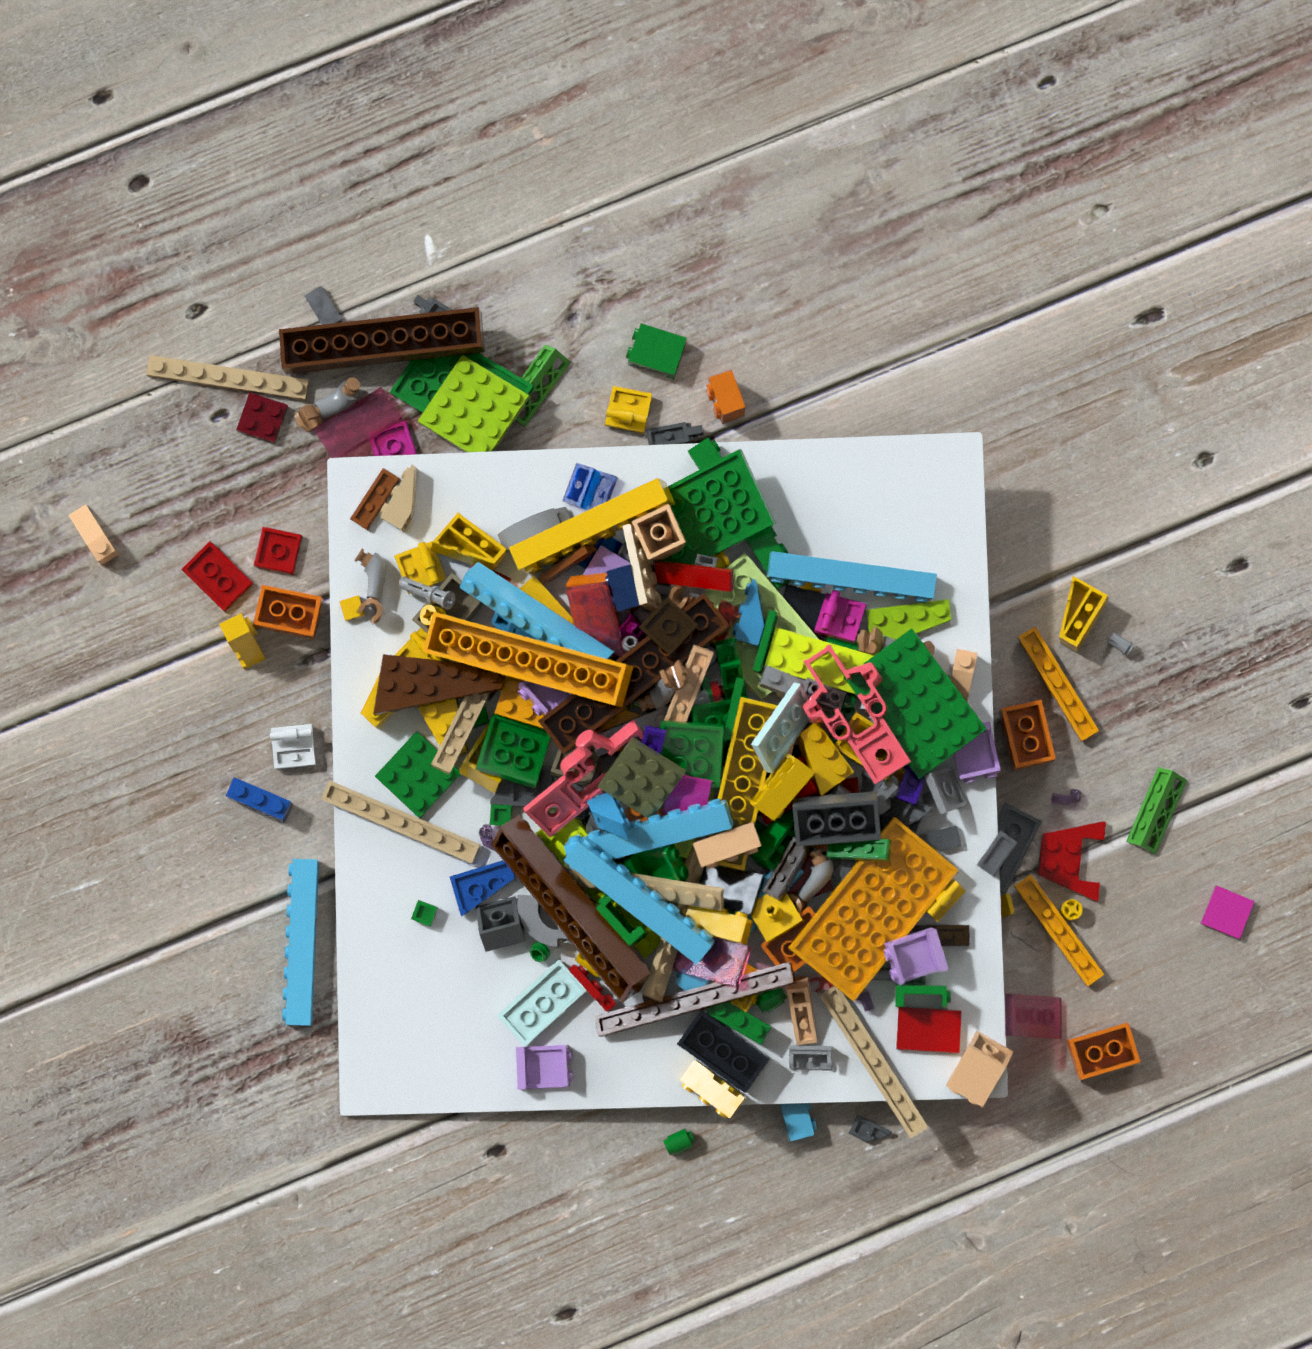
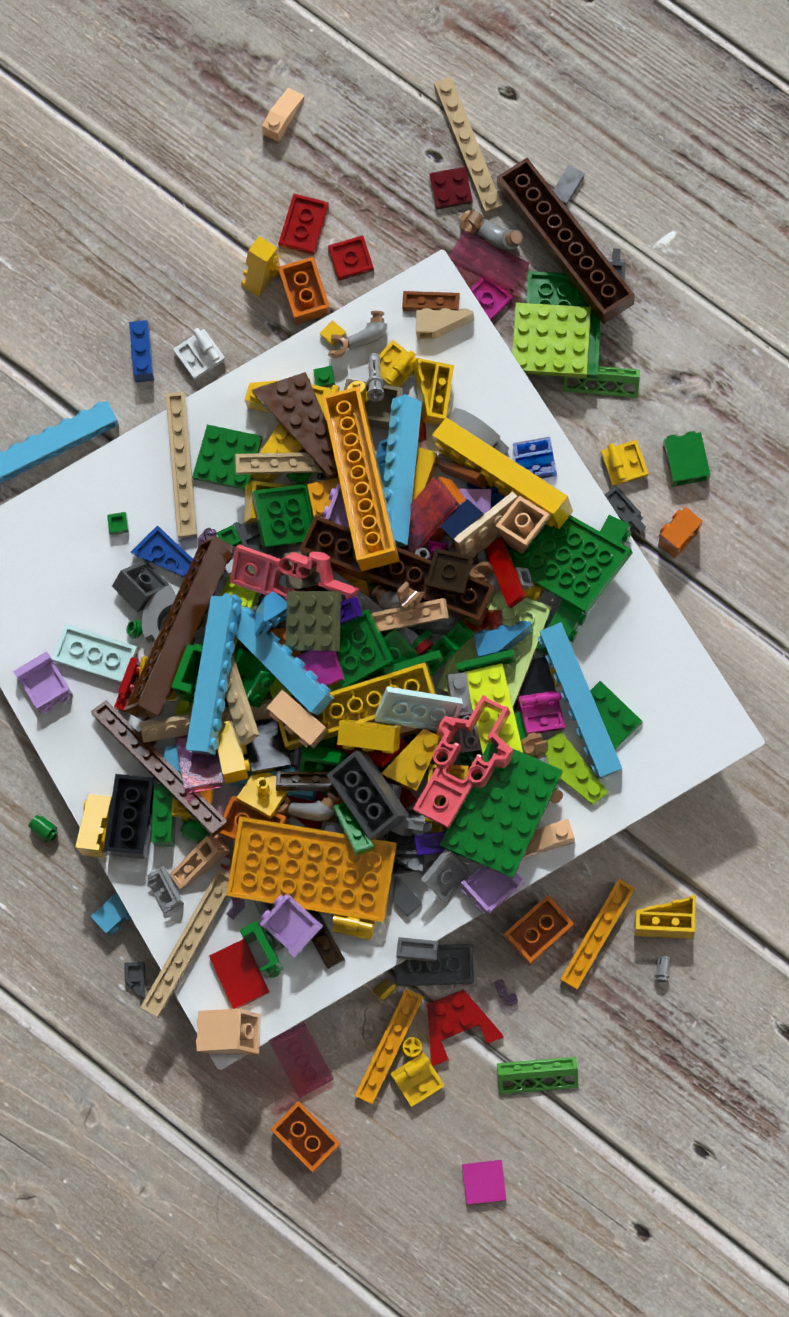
camera: 65 degrees right, 5 degrees down
(391, 640) = (324, 376): none -> green plate
(879, 551) = (616, 716): none -> green wing
(1103, 921) = (417, 1079): none -> yellow plate

